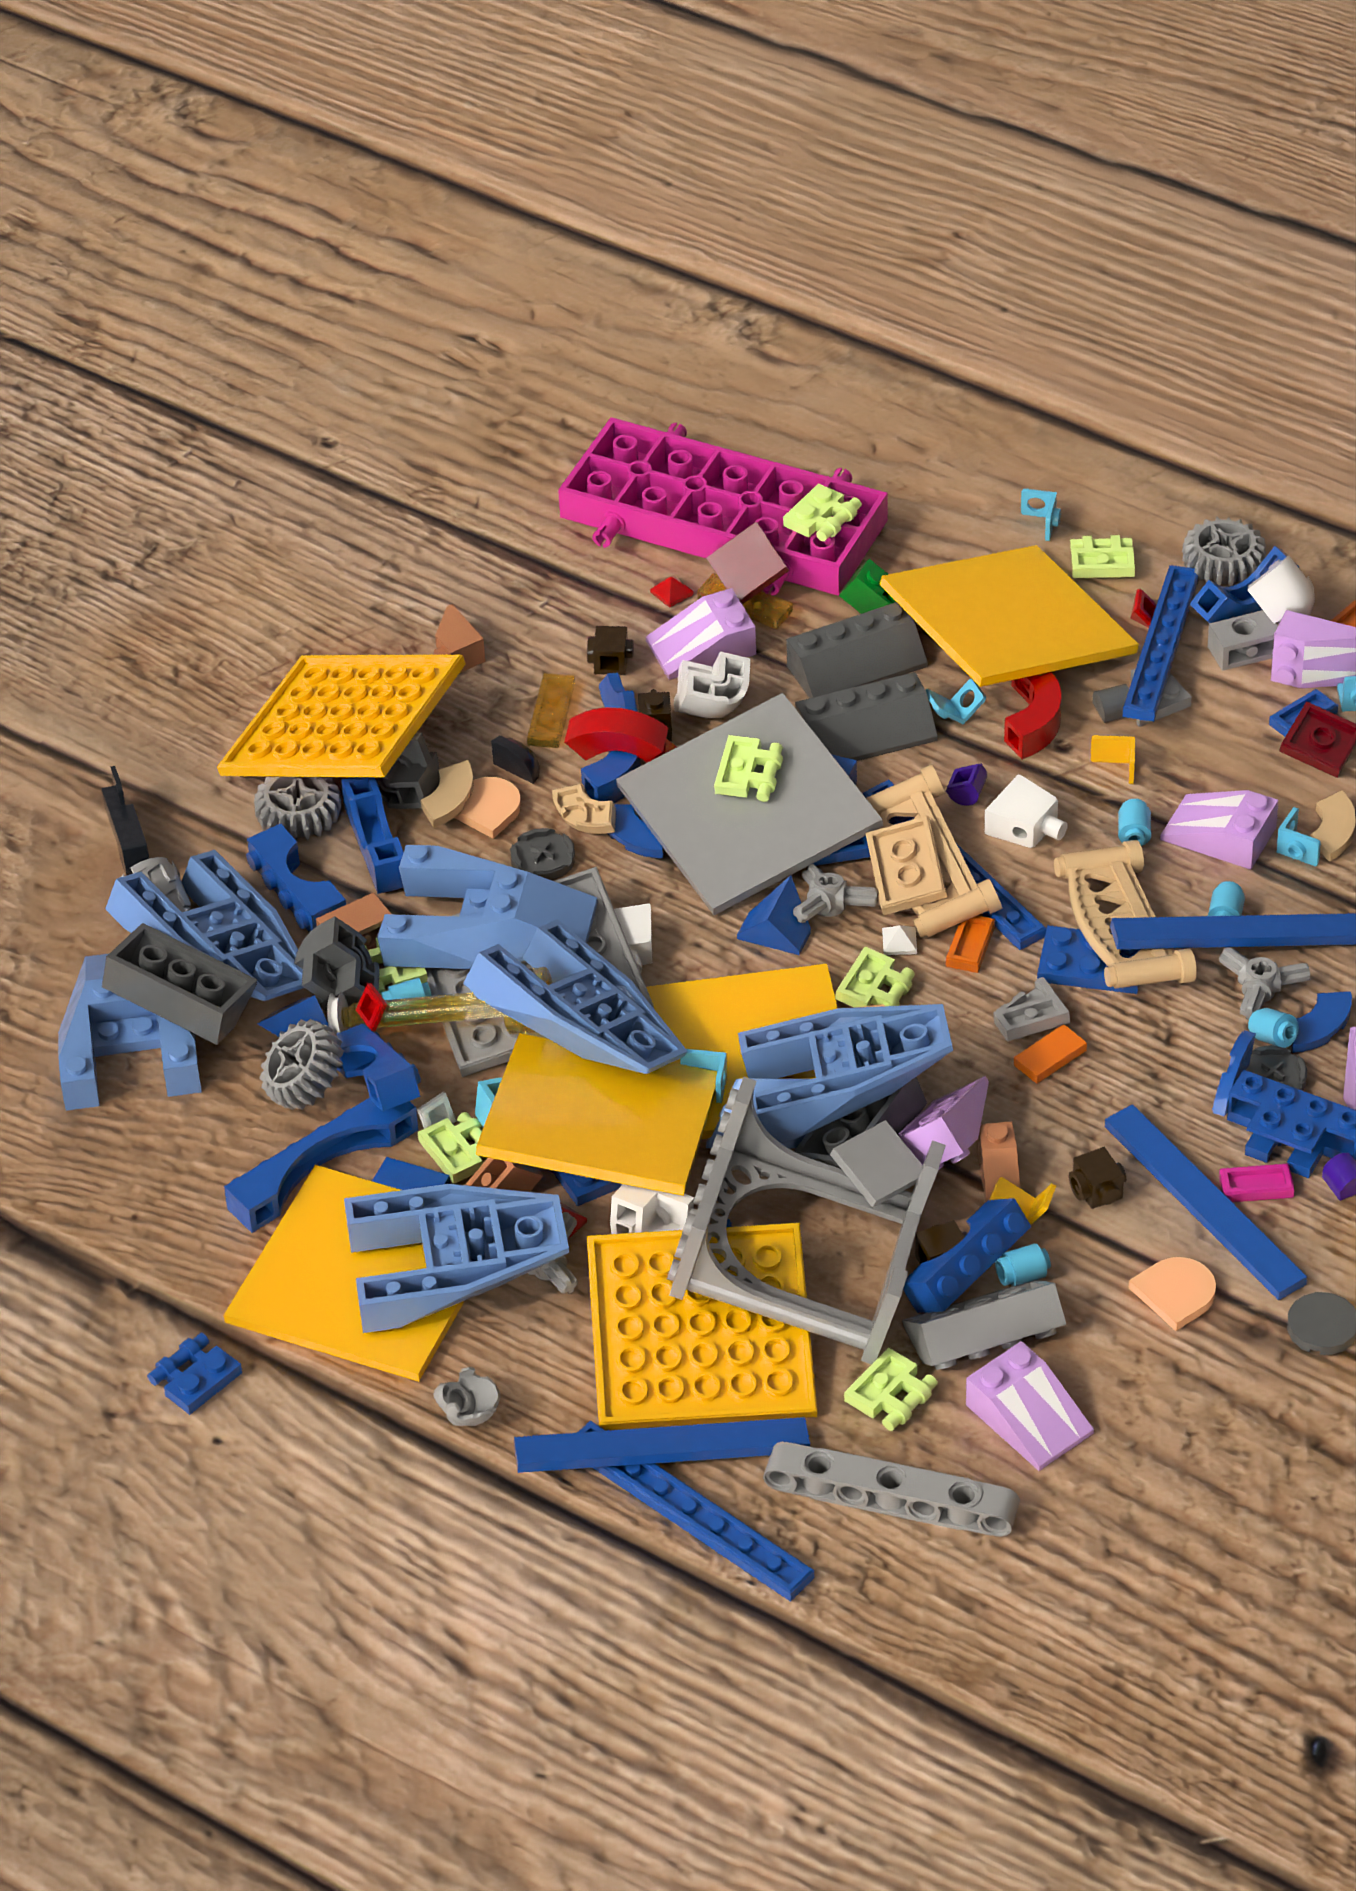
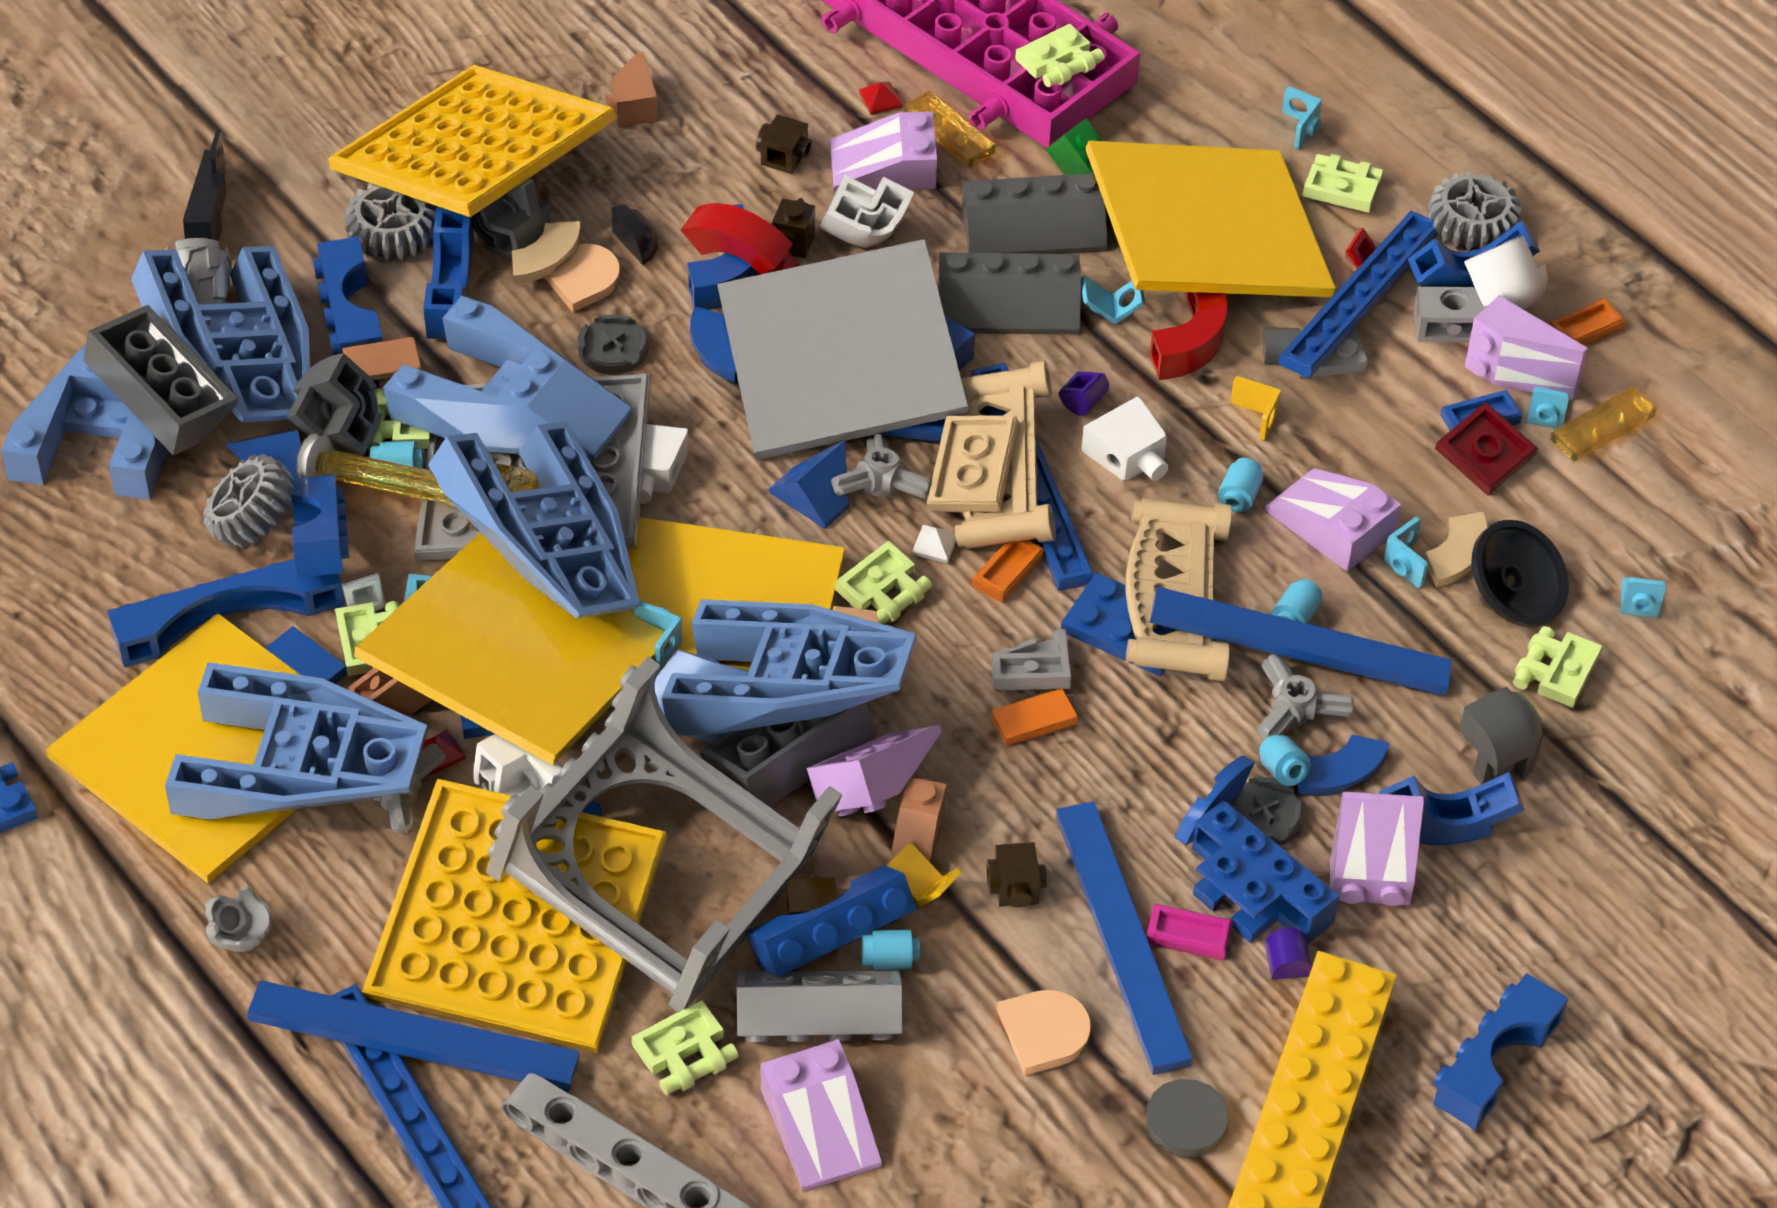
camera: 15 degrees right, 5 degrees up
(372, 1007) = (344, 461): red slope -> none
(551, 710) = (696, 189): clear yellow tile -> none
(583, 812) = (674, 310): tan tile -> none
(614, 694) = (764, 196): blue tile -> none
(738, 766) = (841, 306): yellowish green plate -> none
(748, 563) = (961, 90): tile -> none
(878, 1163) = (775, 789): light grey tile -> none

